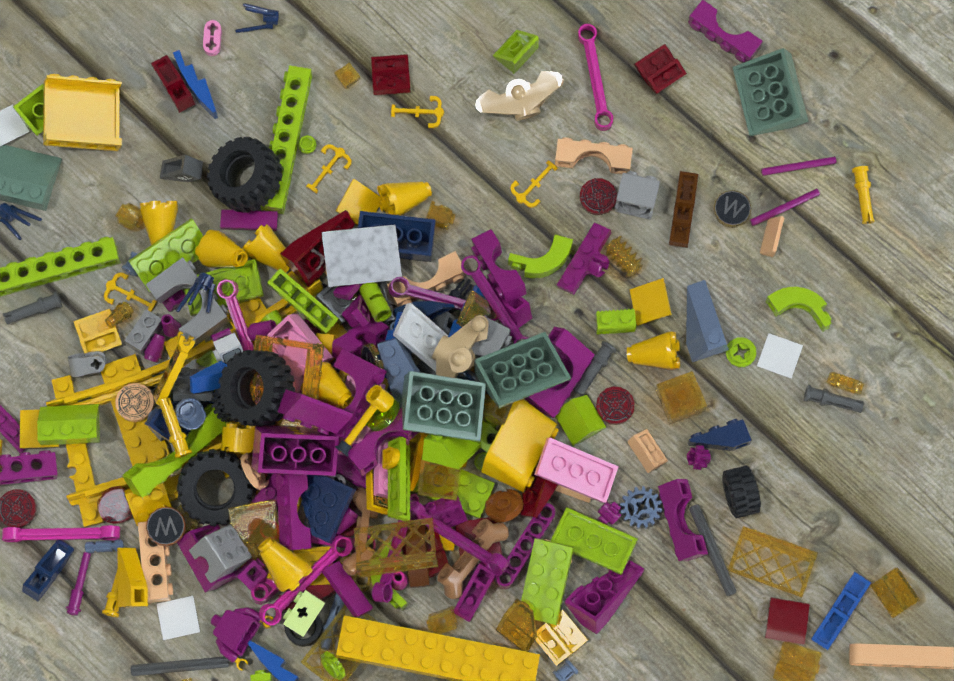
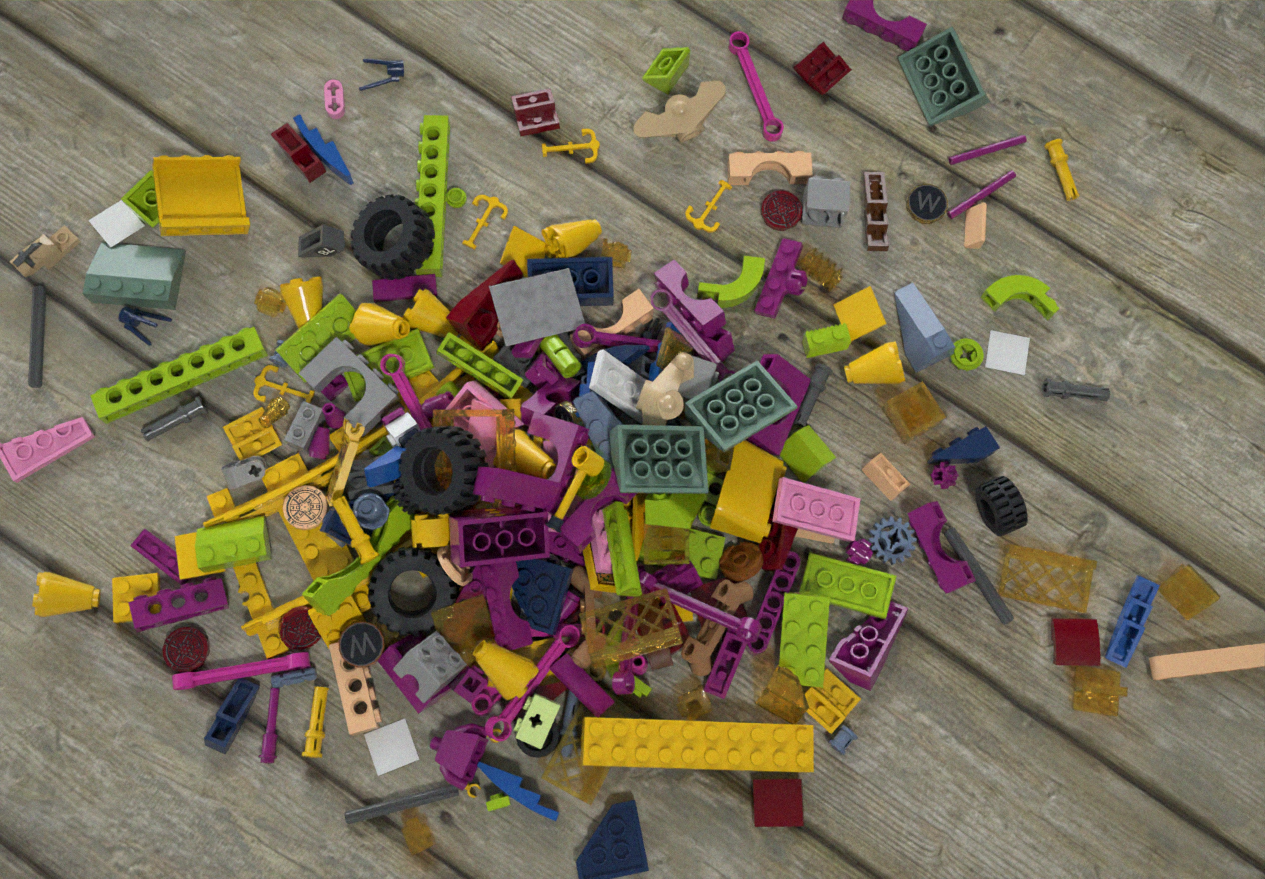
camera: 15 degrees left, 0 degrees up
(131, 579) = (330, 712): yellow slope -> none
(202, 283) = (363, 362): dark blue plant -> none
(332, 665) = (580, 777): lime gear -> none
(347, 75) = (488, 119): clear yellow plate -> none
(390, 457) = (609, 527): yellow tile -> none
(615, 405) = (841, 432): dark red tile -> none
(845, 383) = (1085, 371): clear yellow beam -> none

